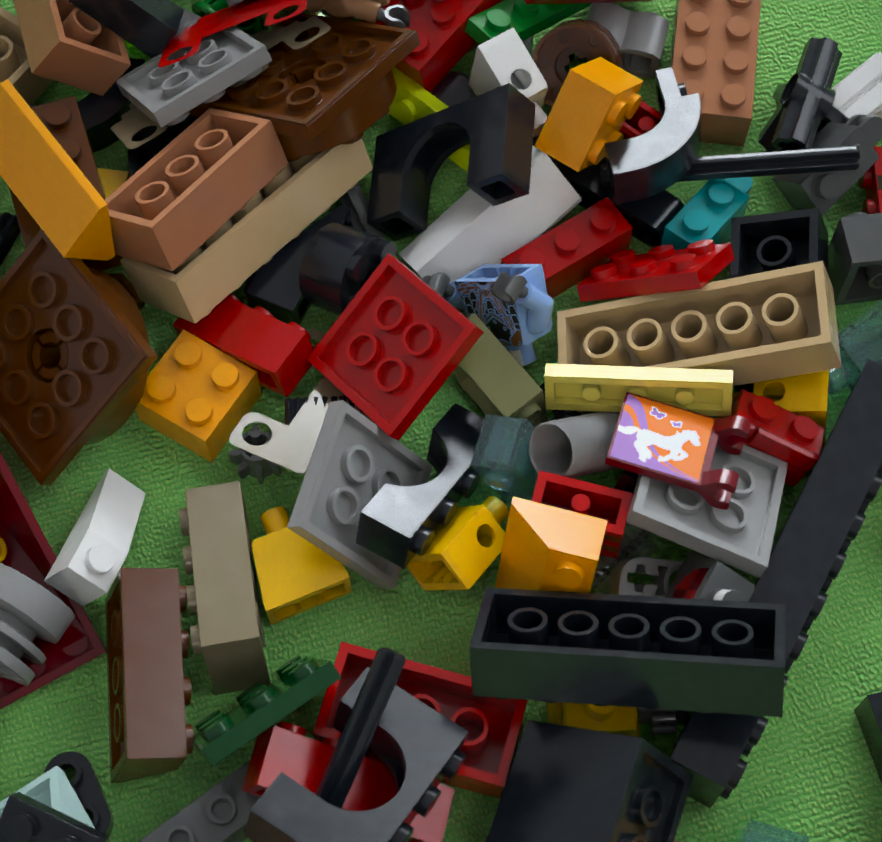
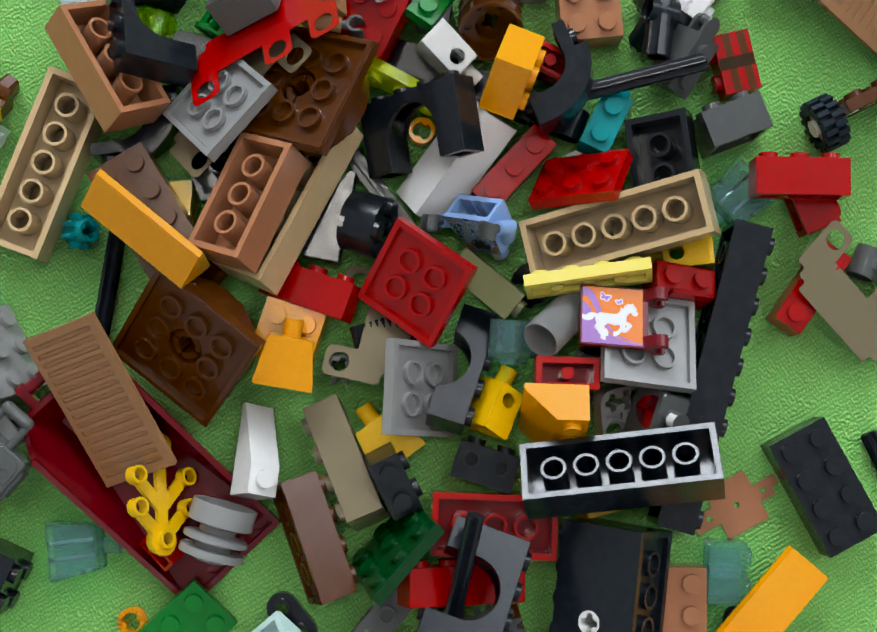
camera: 15 degrees left, 20 degrees up
(182, 405) = (286, 359): none -> light orange torso
(286, 610) = (392, 481): none -> black brick
(426, 630) = (485, 465): none -> black brick
(446, 177) = (425, 122): none -> light orange bush
(807, 766) = (750, 507): none -> nougat piece

